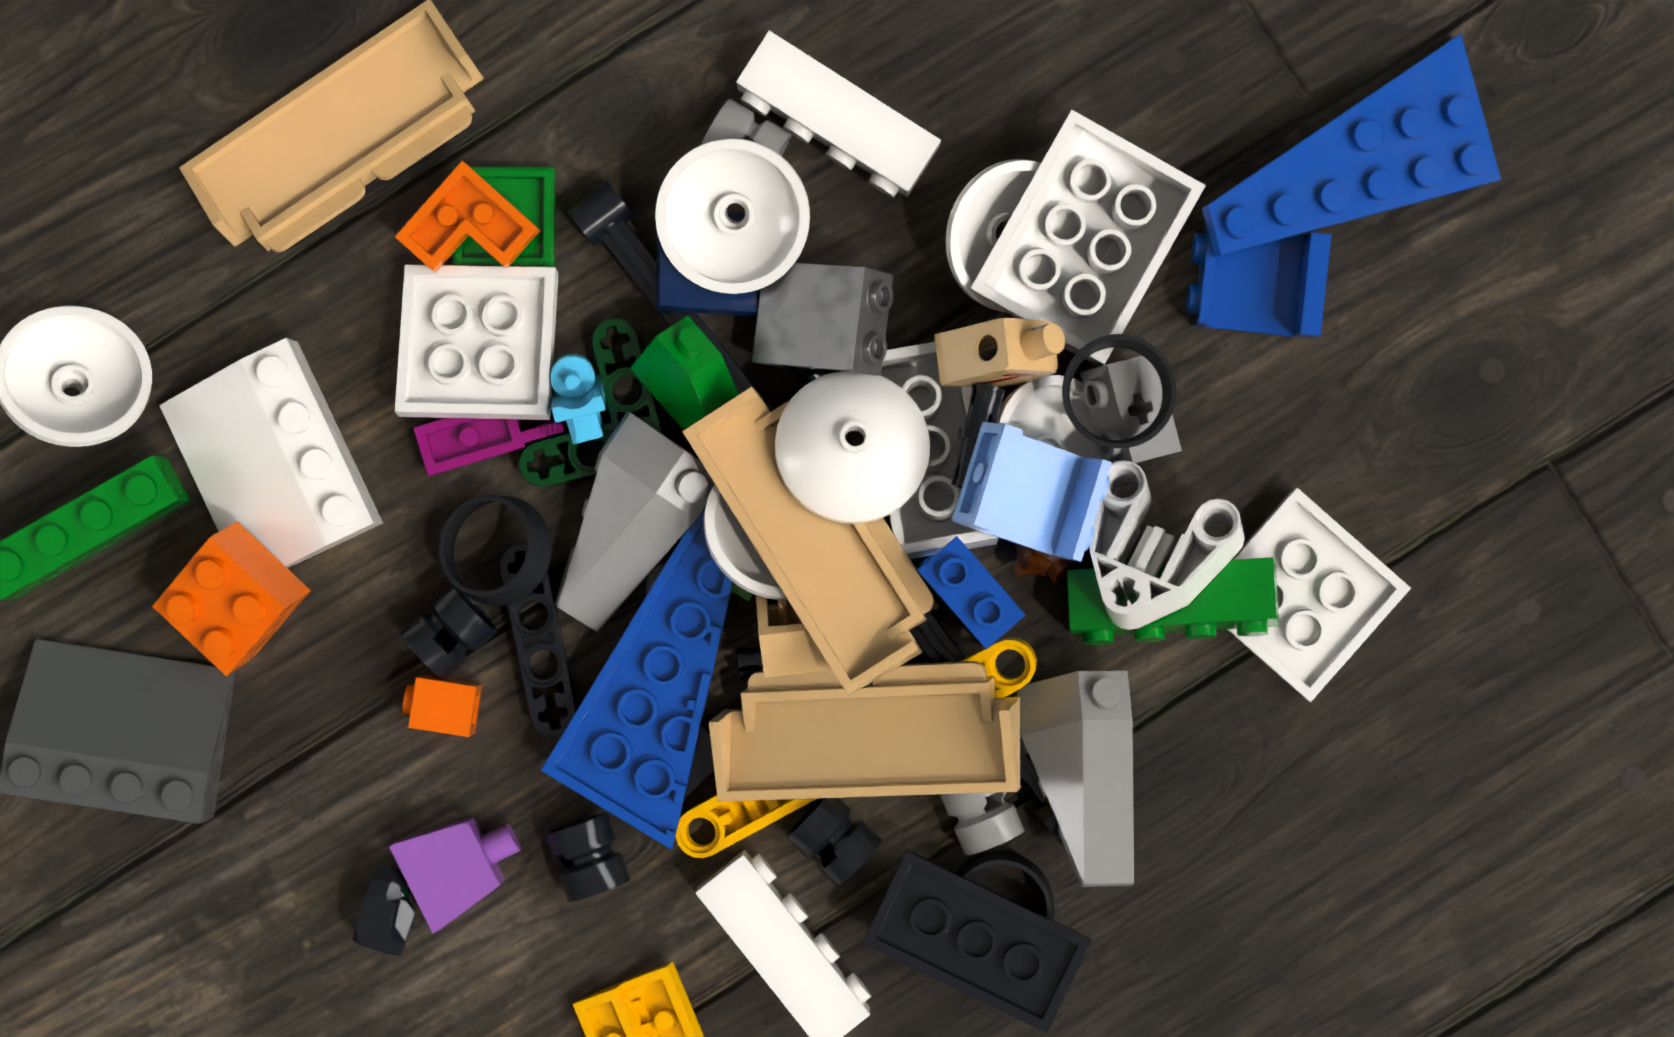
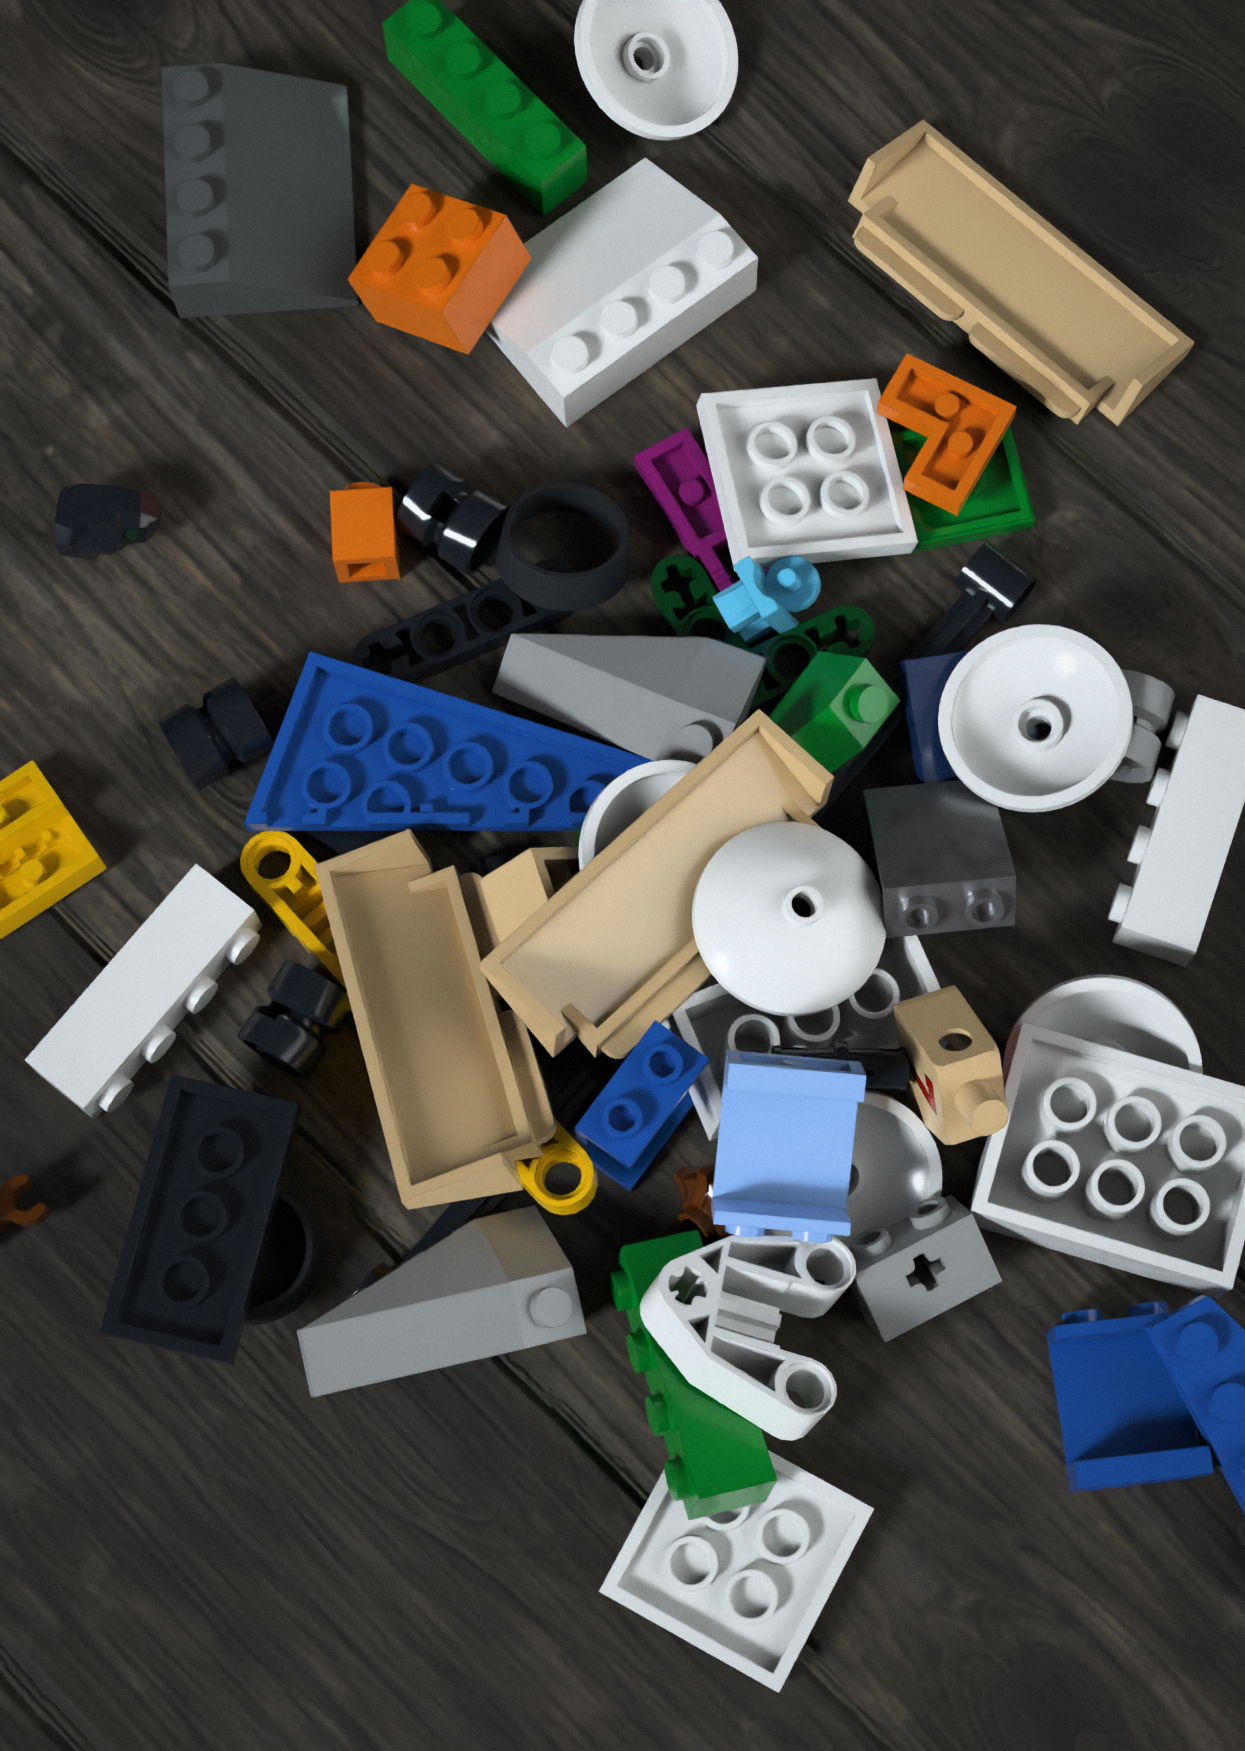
camera: 80 degrees right, 15 degrees down
(453, 867) = (171, 585): medium lavender torso -> none
(983, 820) = (346, 1201): light grey wheel -> none
(1159, 362) = (980, 1177): black tyre -> none

